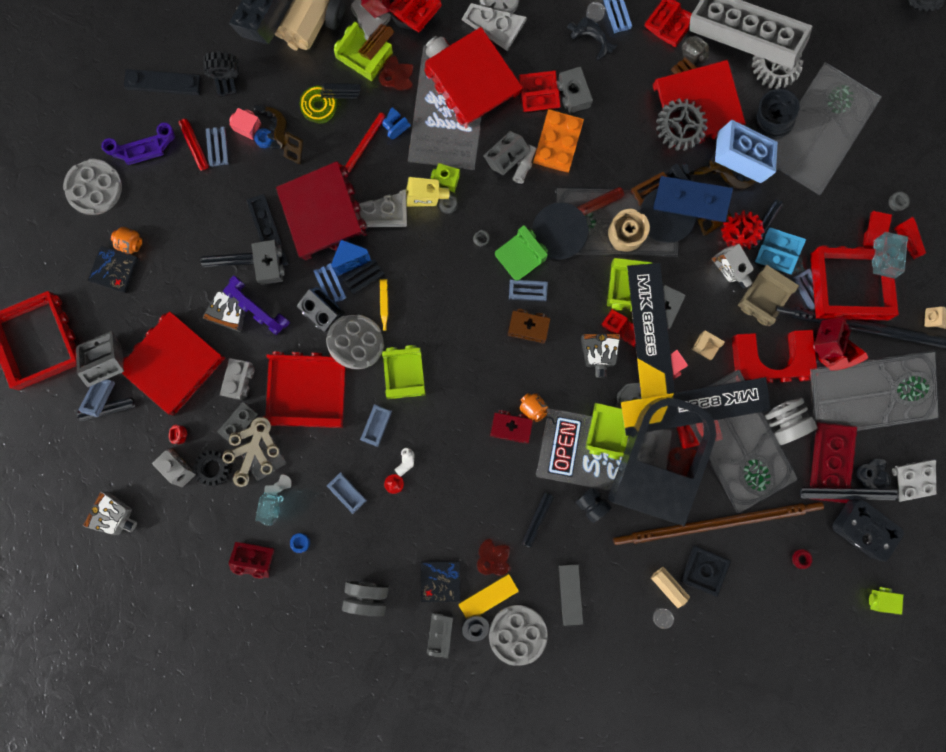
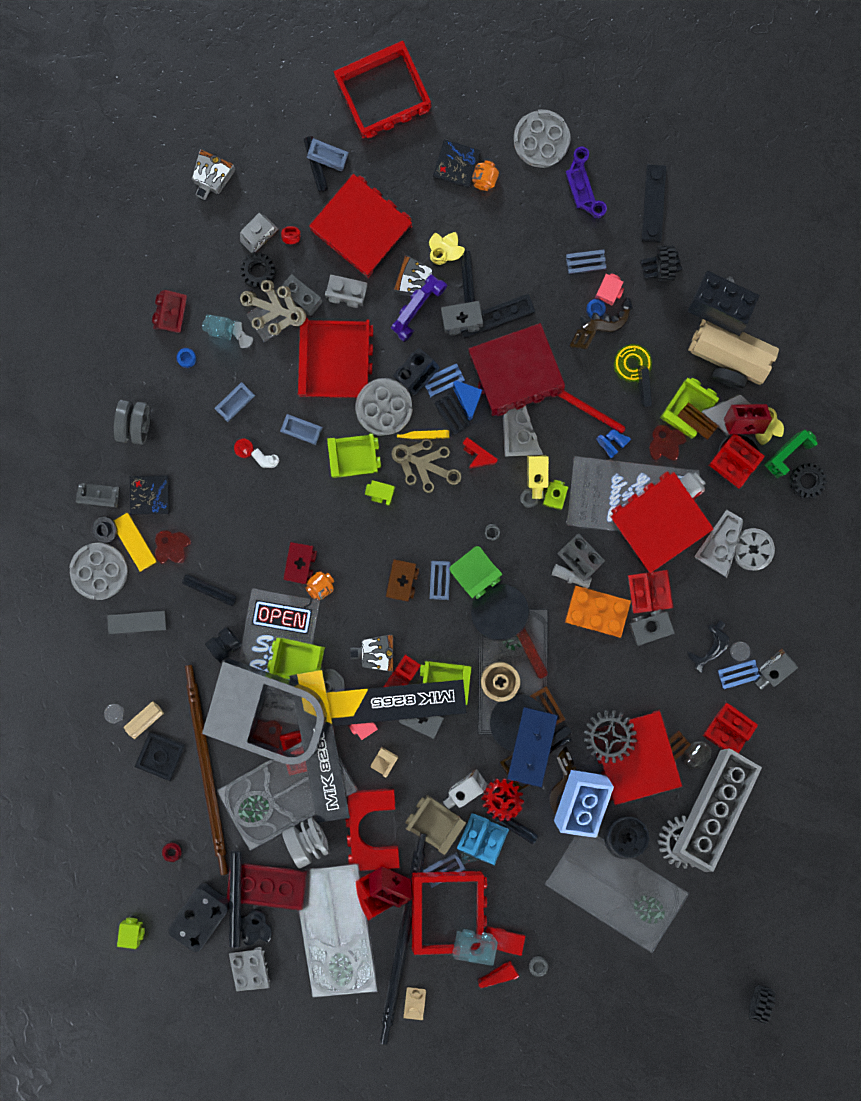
camera: 100 degrees right, 5 degrees up
(103, 368) = (351, 163): dark grey window -> none
(193, 144) = (587, 237): red axle -> none
(196, 279) = (447, 246): none -> light yellow plate
(406, 246) = (483, 457): none -> red slope
(413, 305) = (423, 463): none -> dark tan plant
(440, 346) = (380, 492): none -> lime brick

